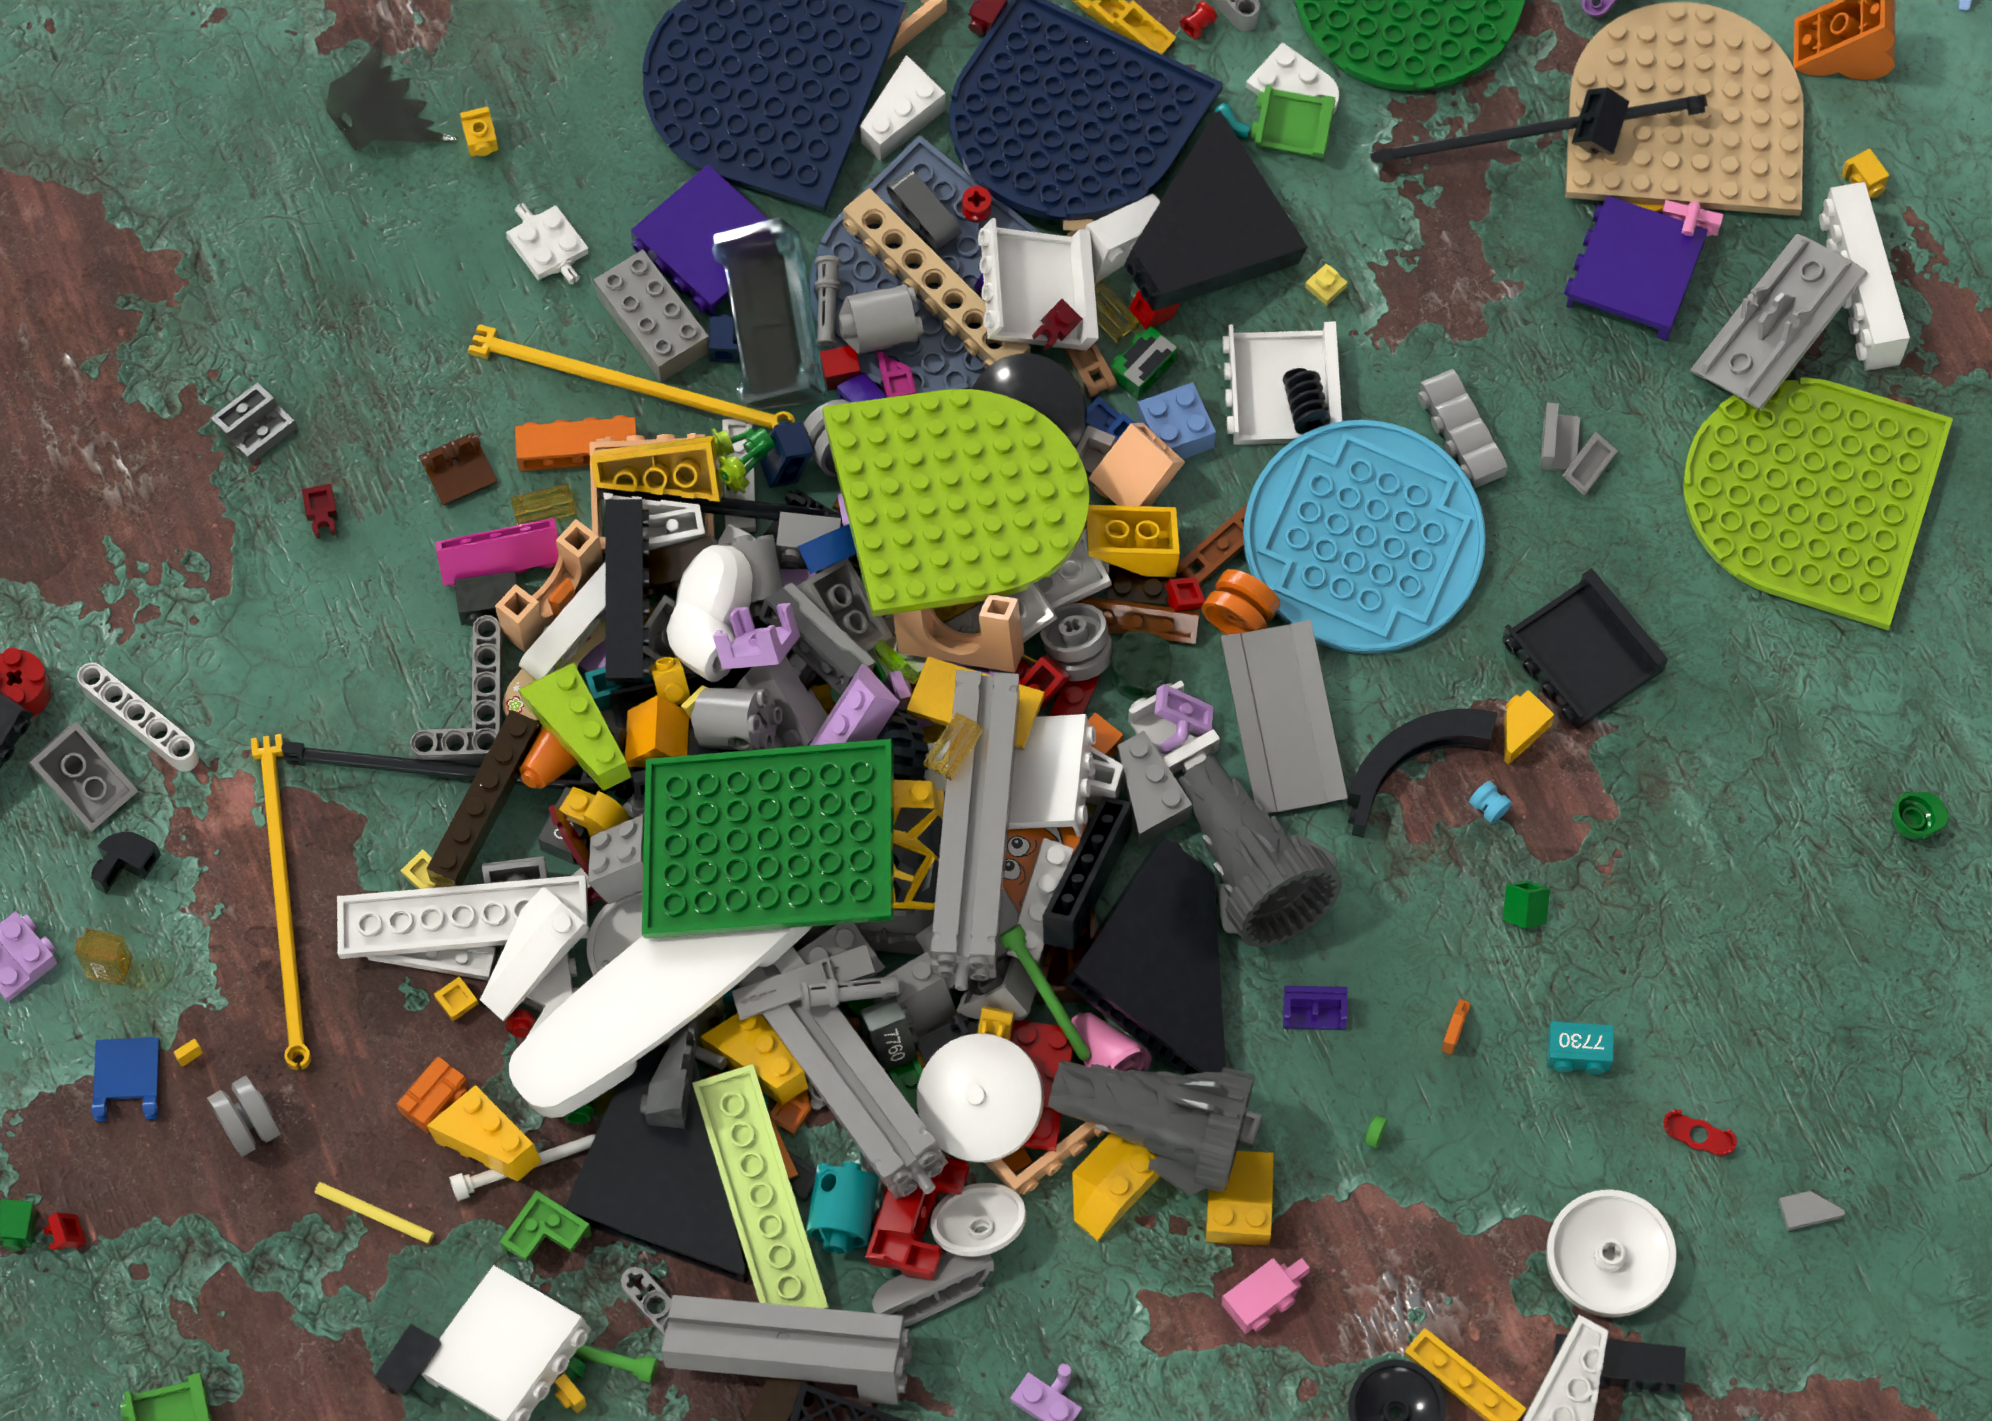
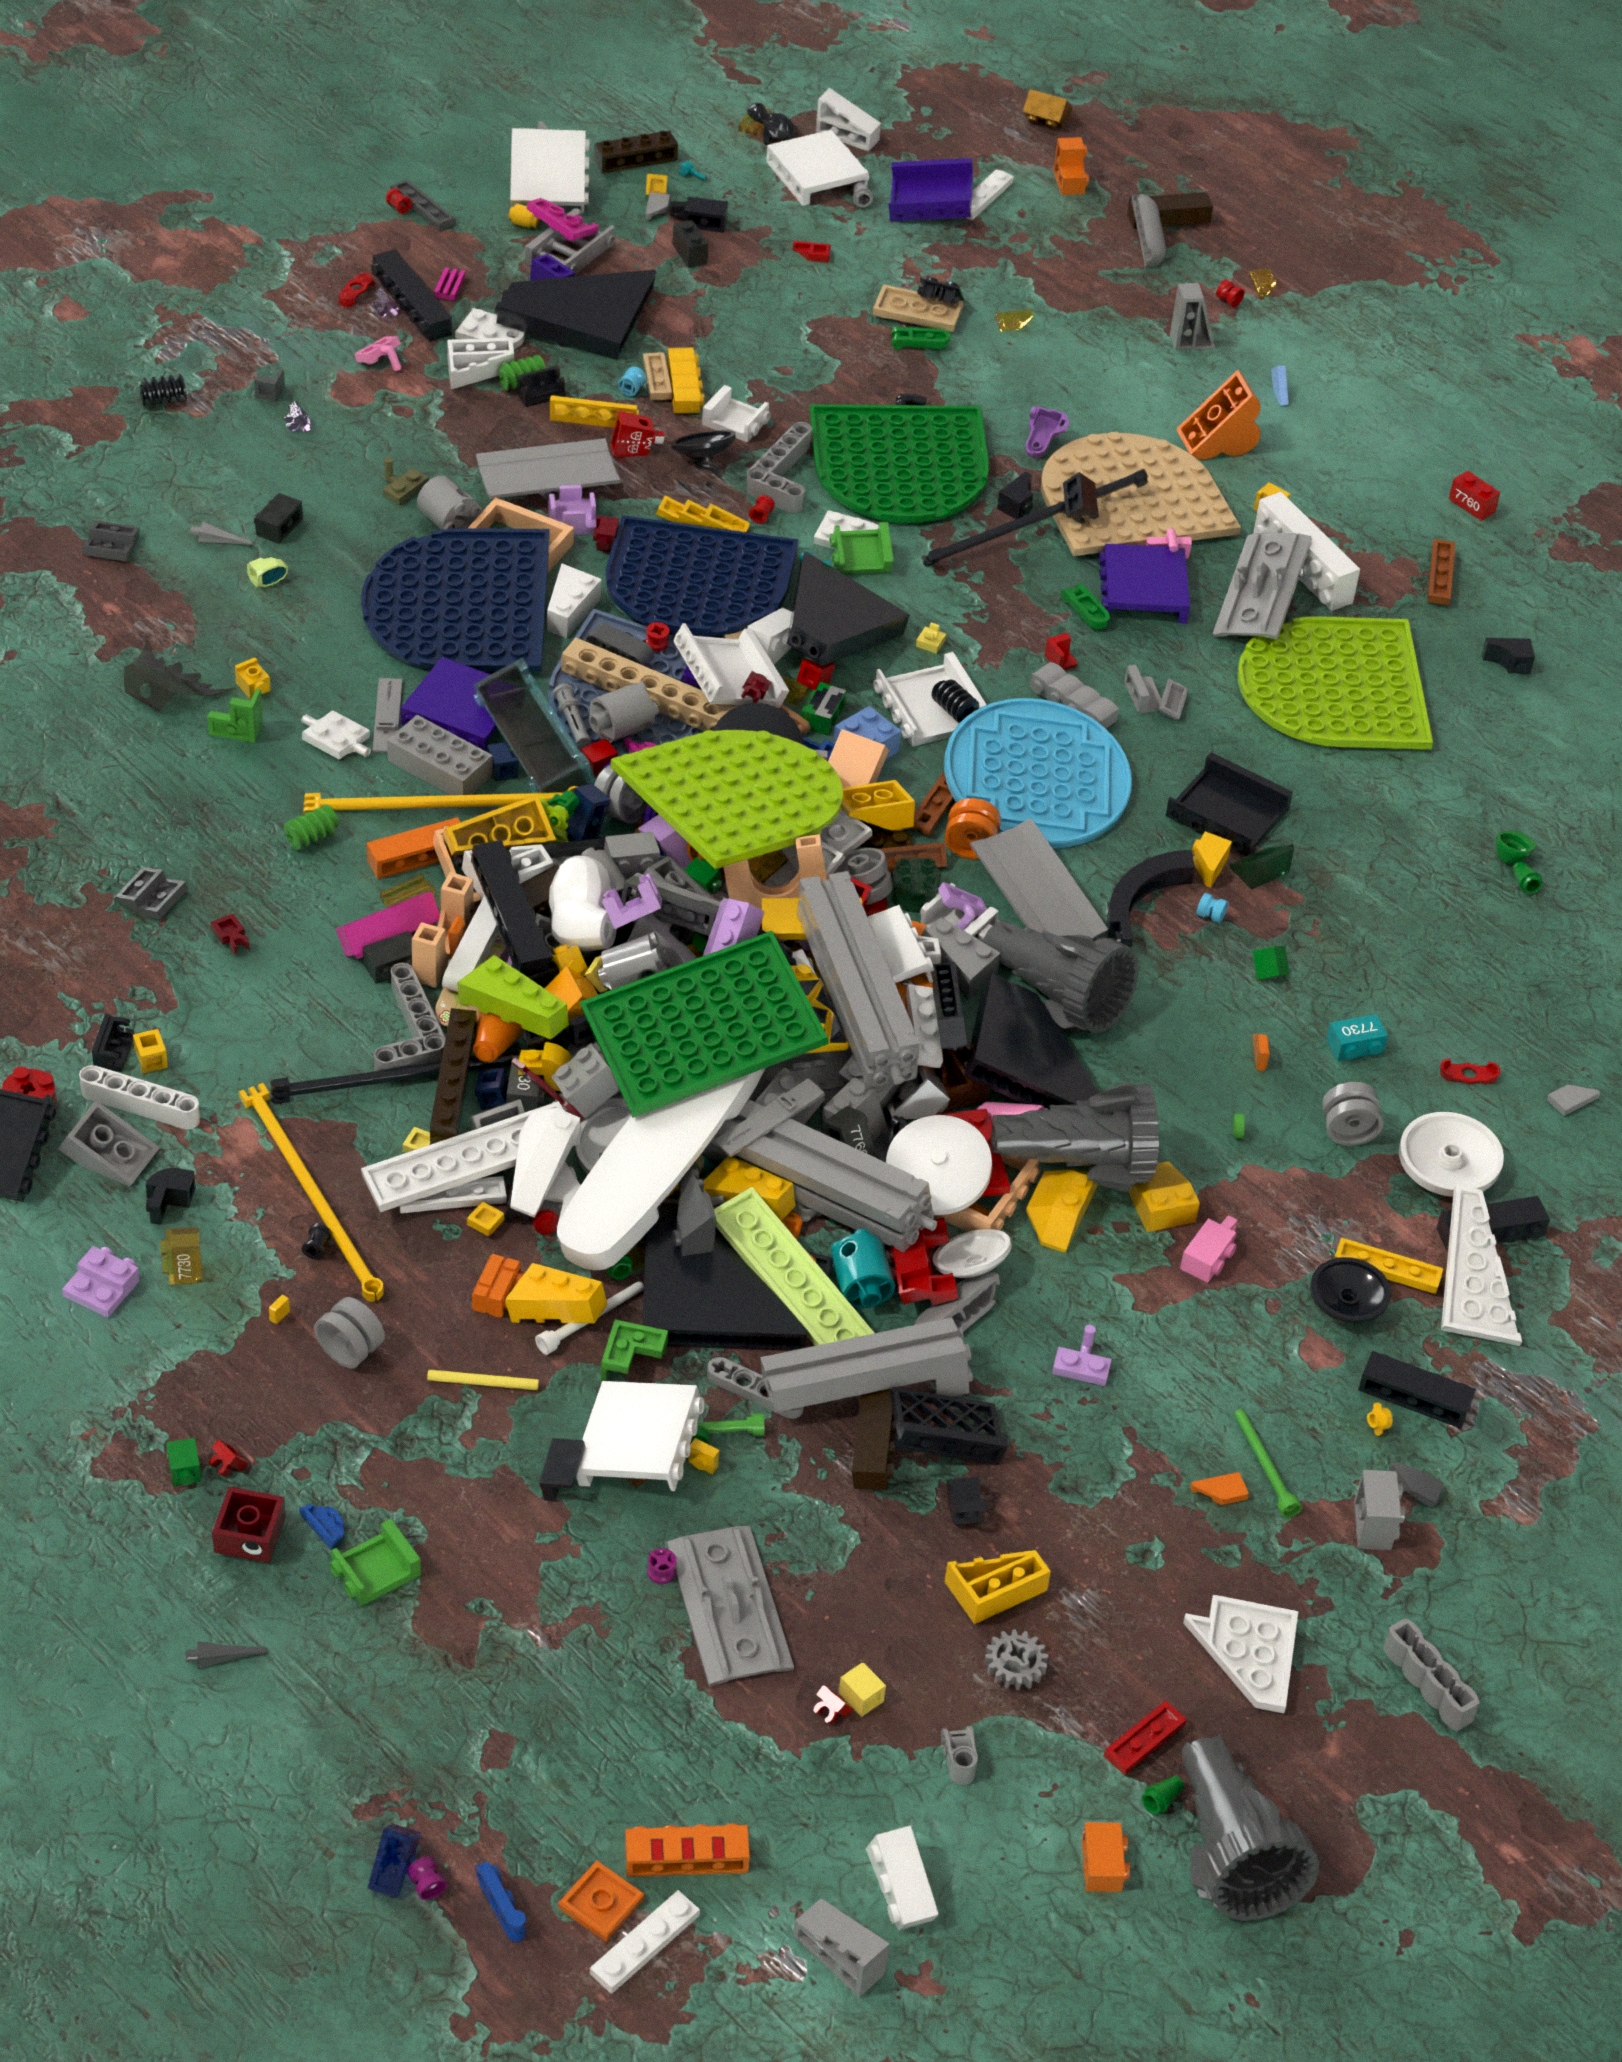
camera: 25 degrees left, 20 degrees down
(52, 1329) = (249, 1524): none -> dark red brick
(126, 1071) = (231, 1337): blue flag -> none
(135, 631) = (112, 1043): none -> black hinge
(140, 1347) = (325, 1522): none -> blue tile
(171, 665) = (150, 1051): none -> yellow brick
(260, 974) = (316, 1241): none -> black bush
(438, 197) = (242, 722): none -> bright green panel
(458, 468) = (328, 884): reddish brown hinge -> none
(464, 380) = (311, 825): none -> bright green piece
(528, 819) = (491, 1088): none -> dark blue brick
(623, 217) = (386, 712): none -> light grey piece
(828, 549) = (656, 847): blue slope -> none
(834, 992) = (799, 1111): light grey pin -> none
(940, 767) = (819, 936): clear yellow tile -> none
(996, 1022) = (927, 1108): yellow tile -> none
(1015, 940) = (954, 1077): bright green piece -> none
(1184, 594) = (926, 833): red tile -> none
(1315, 1007) = (1152, 1061): dark purple hinge -> none
(1479, 352) = (1058, 651): none -> red panel
(1514, 1163) = (1352, 1113): none -> light grey wheel
(1529, 84) = (1016, 497): none -> black arch
(1545, 285) = (1086, 606): none -> green plate
(1584, 752) = (1264, 865): none -> clear green slope
(1911, 868) = (1527, 878): none -> green cone

